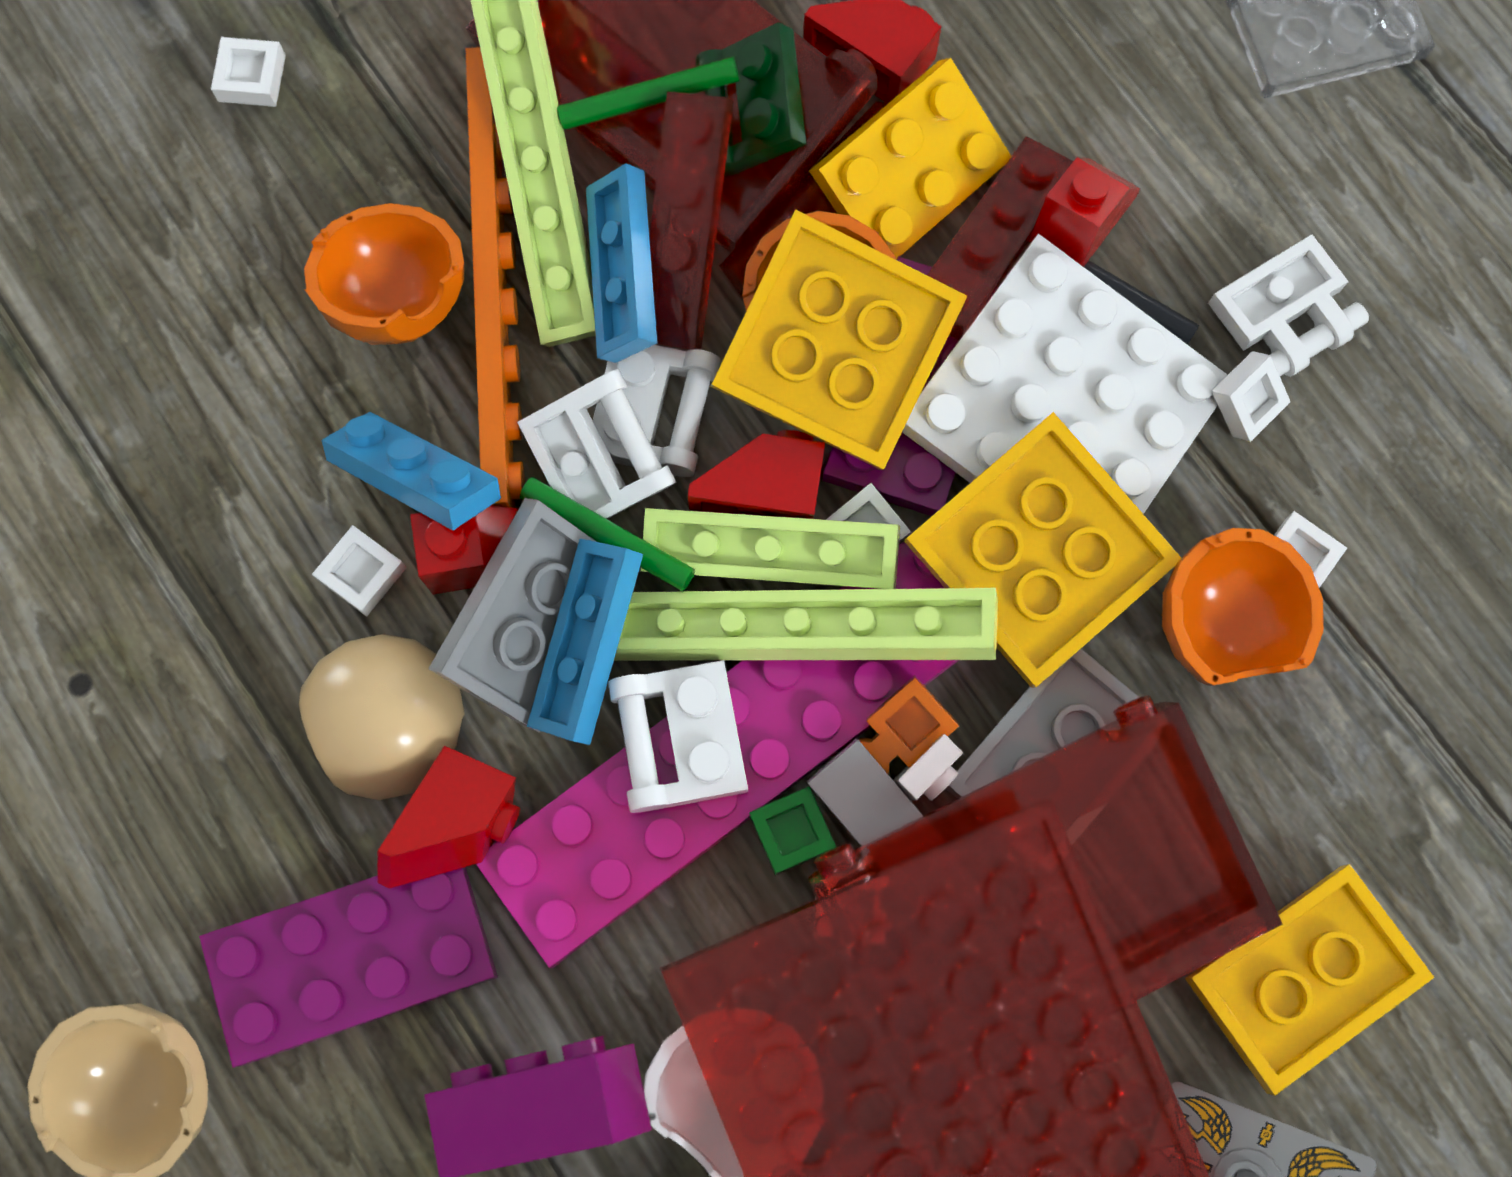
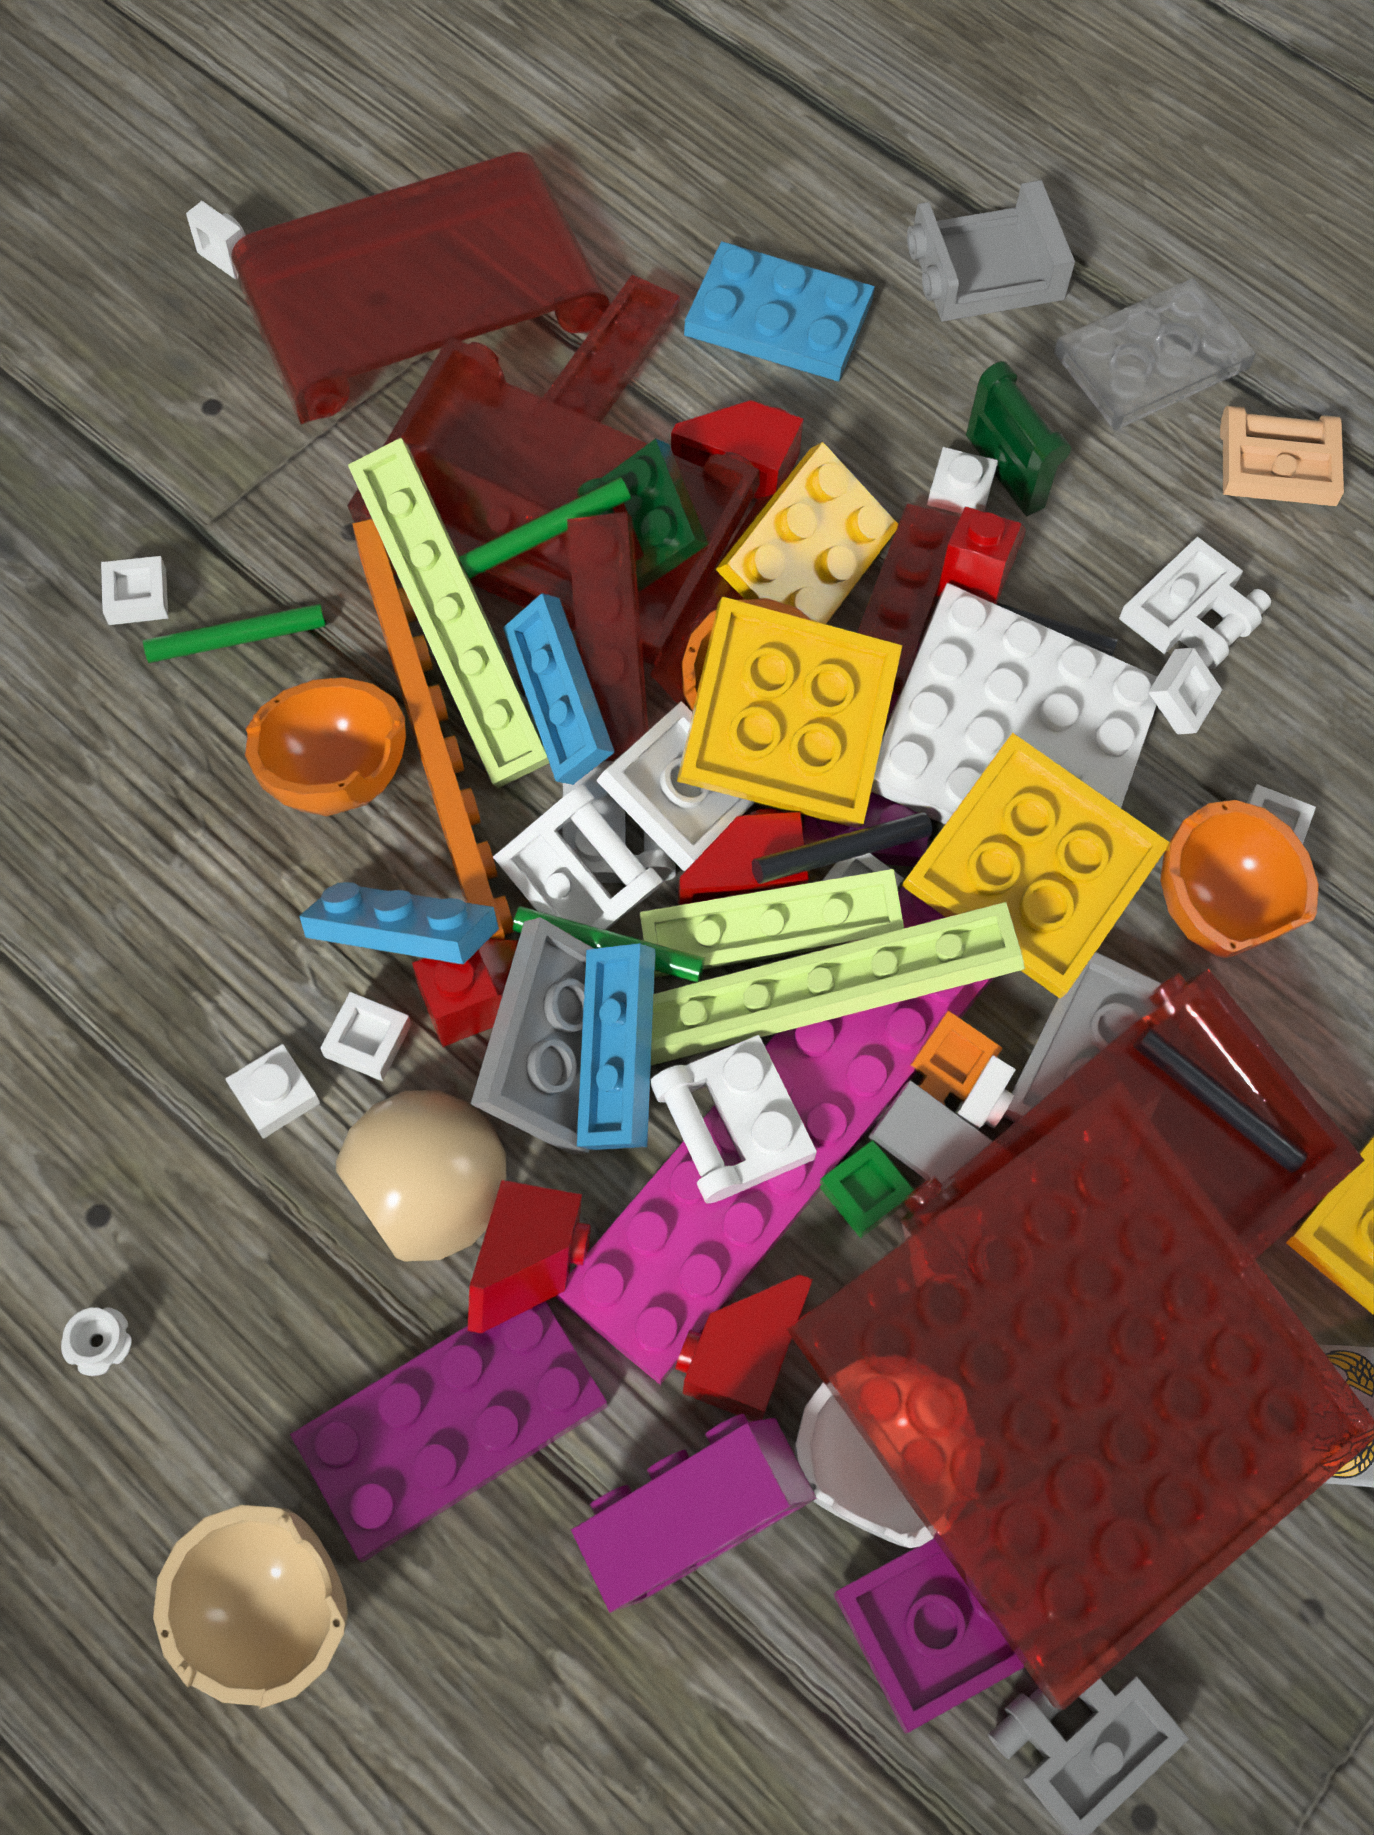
camera: 15 degrees left, 10 degrees down
(31, 799) = (81, 1329): none -> white plate
(263, 603) = (272, 1091): none -> white plate
(334, 135) = (233, 633): none -> green bar
(624, 960) = (743, 1349): none -> red slope
(701, 417) = (672, 813): none -> white plate
(855, 489) = (841, 847): none -> black bar
(1090, 124) = (961, 481): none -> white plate
(1153, 90) = (1011, 431): none -> dark green plate
(1158, 828) = (1220, 1100): none -> black bar
(1424, 176) = (1282, 457): none -> light nougat plate

